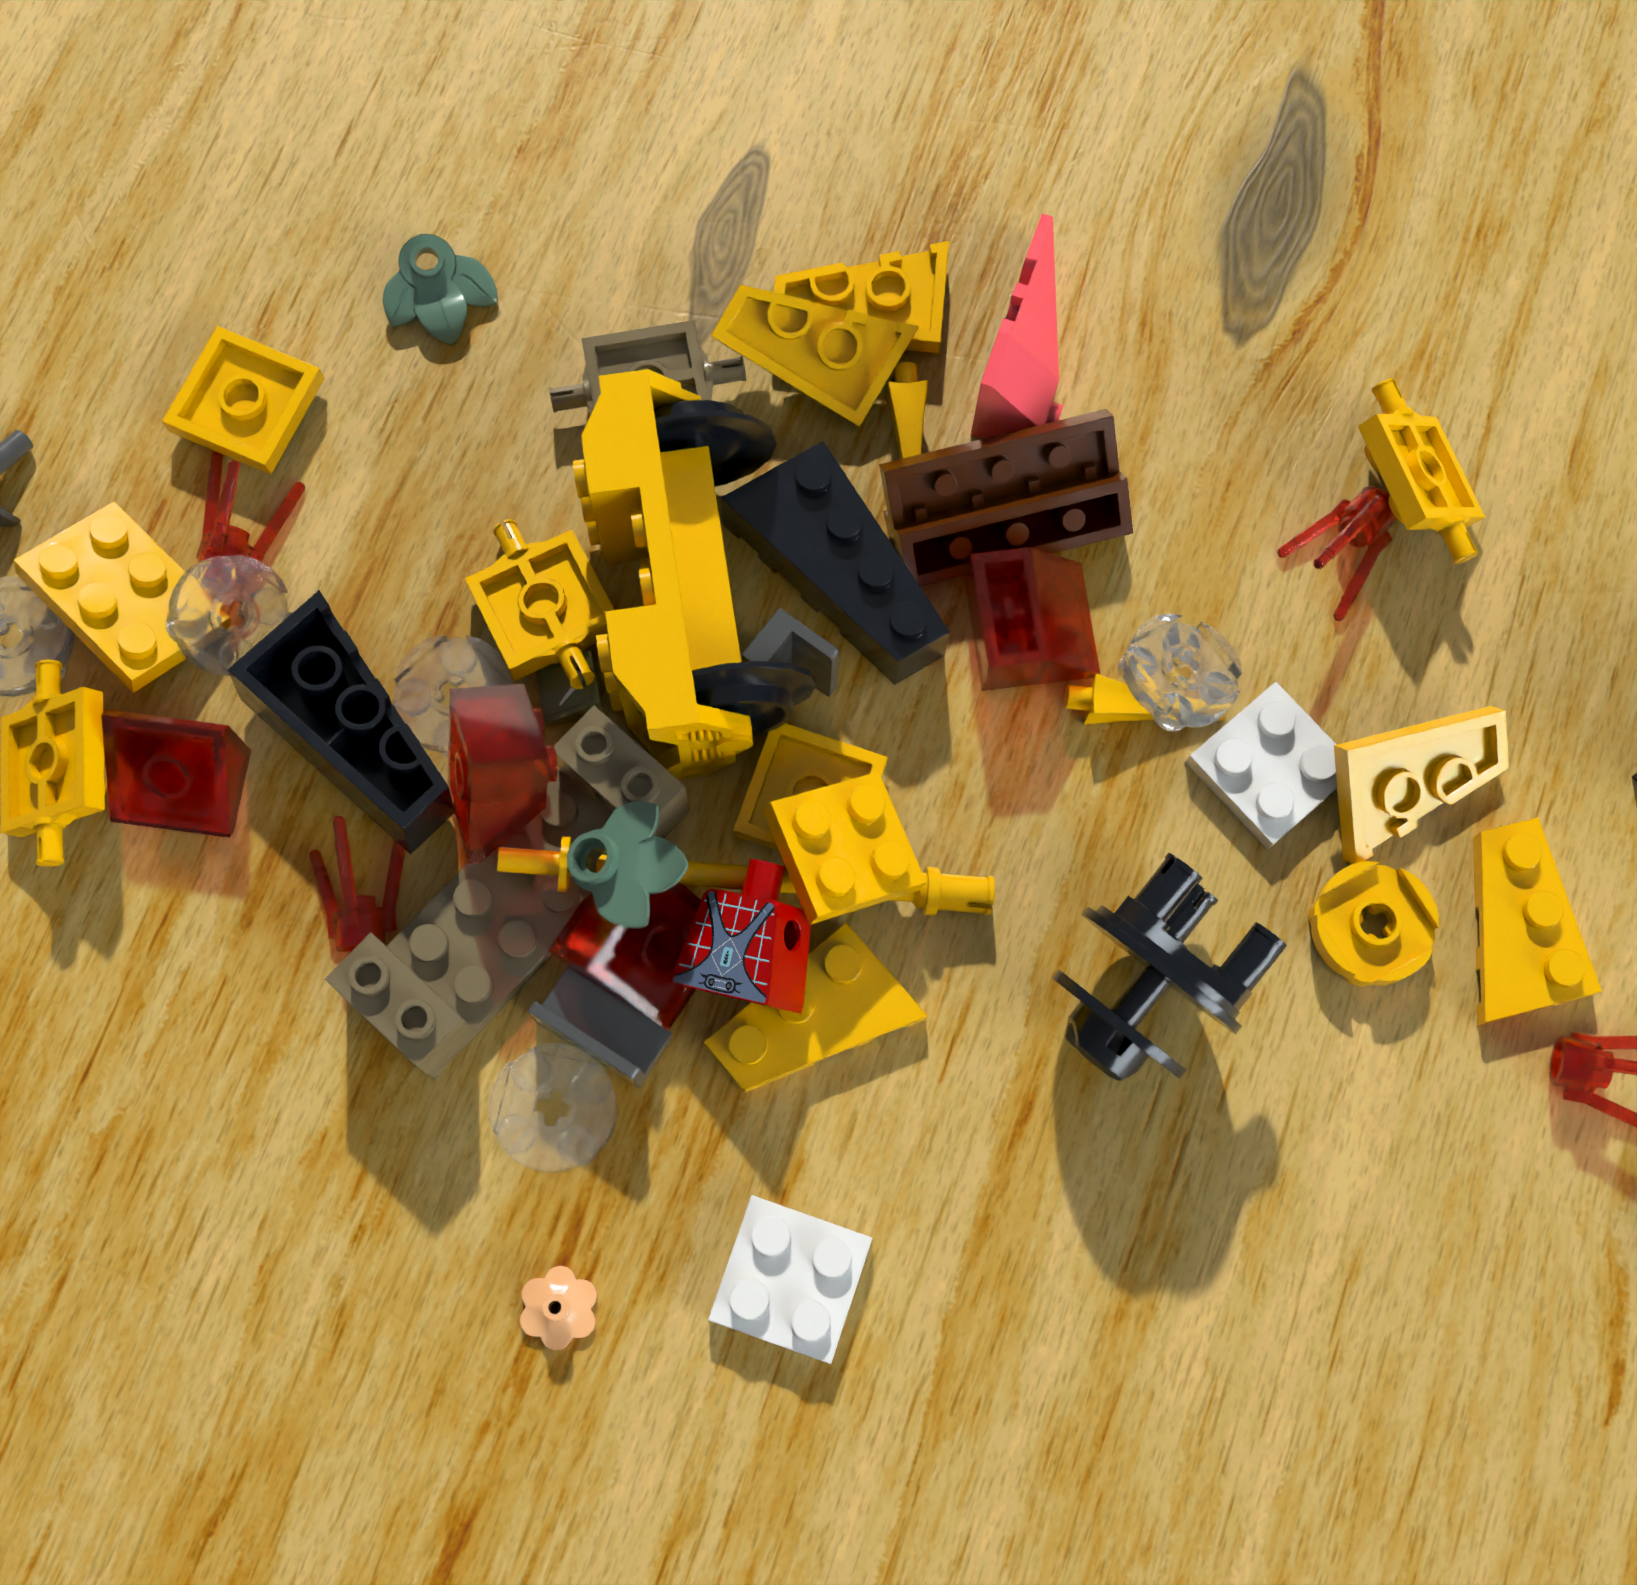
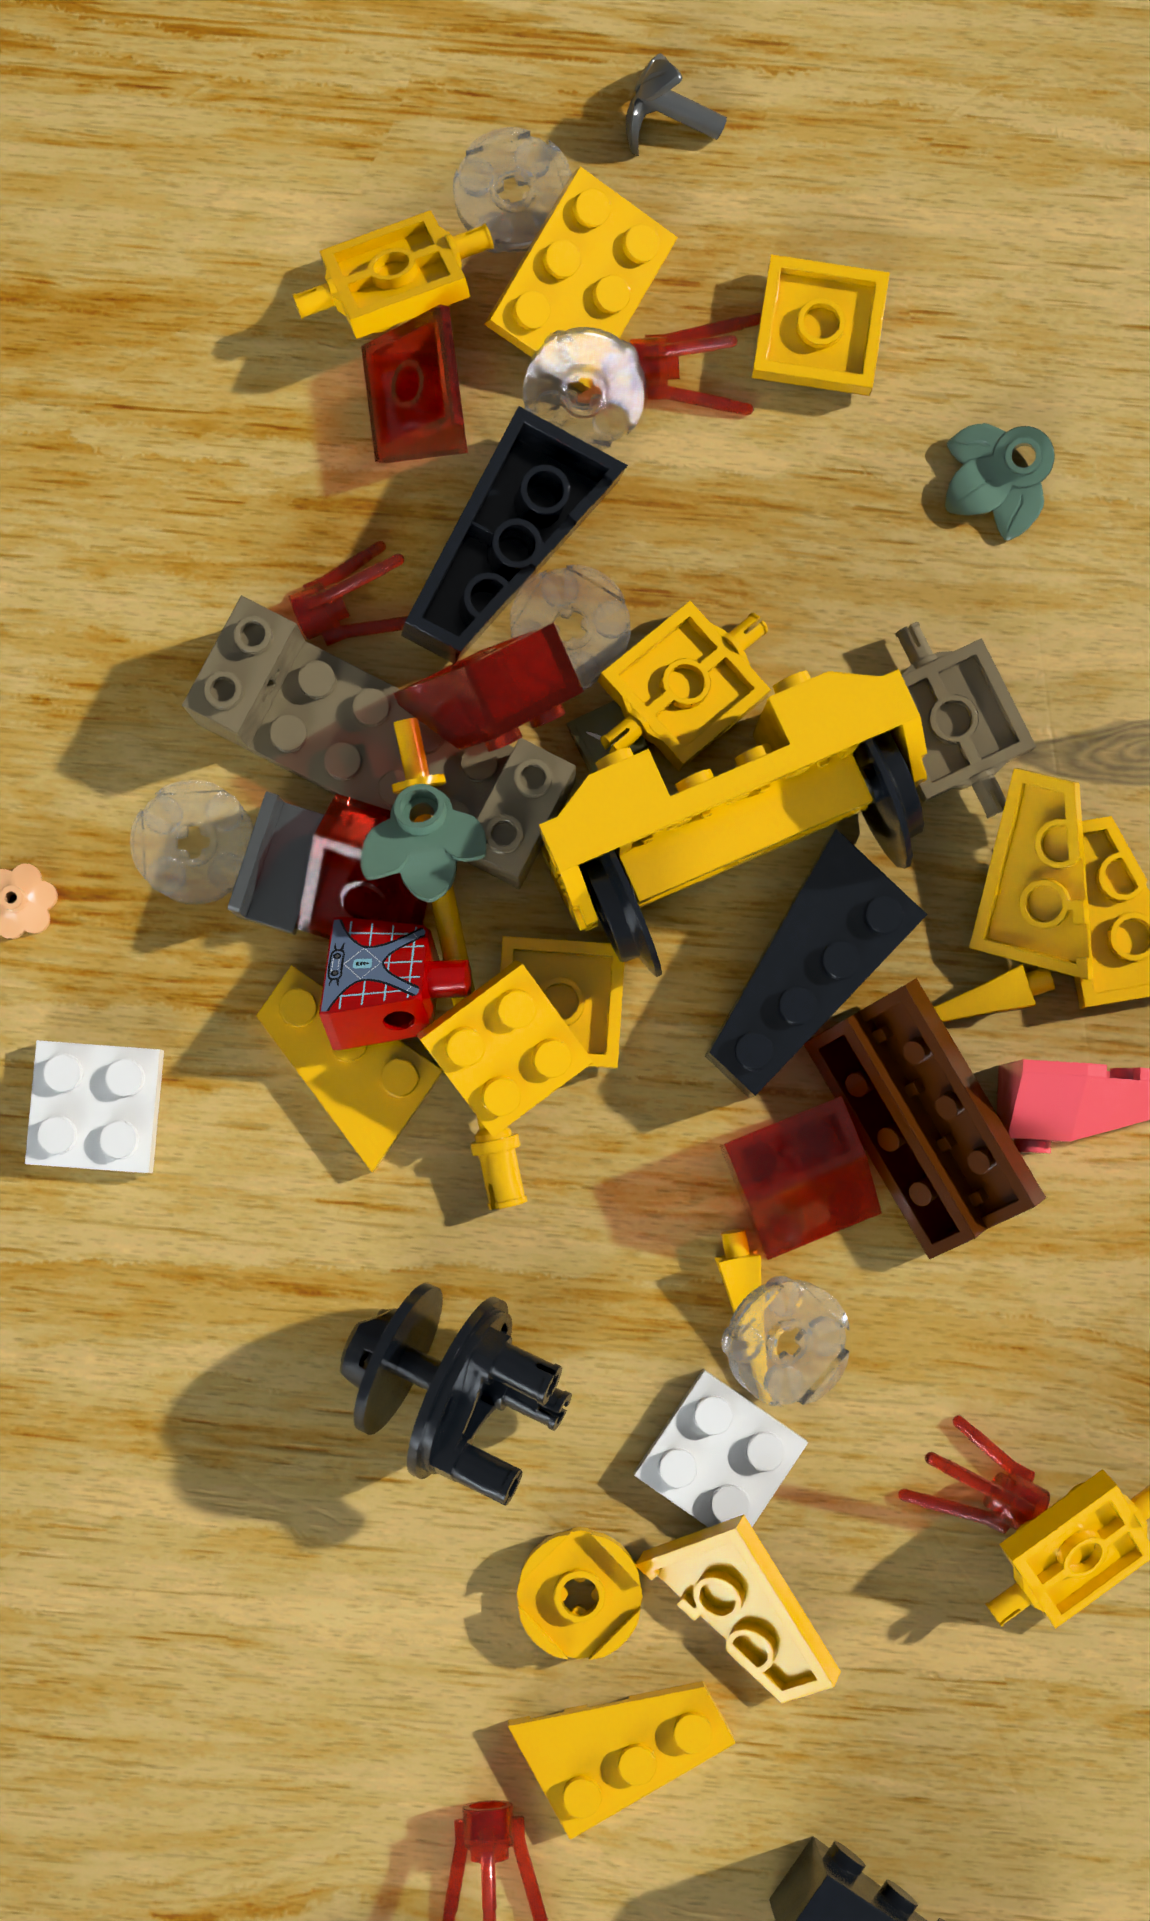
camera: 75 degrees right, 10 degrees up
(792, 642) = (686, 928): dark grey panel -> none

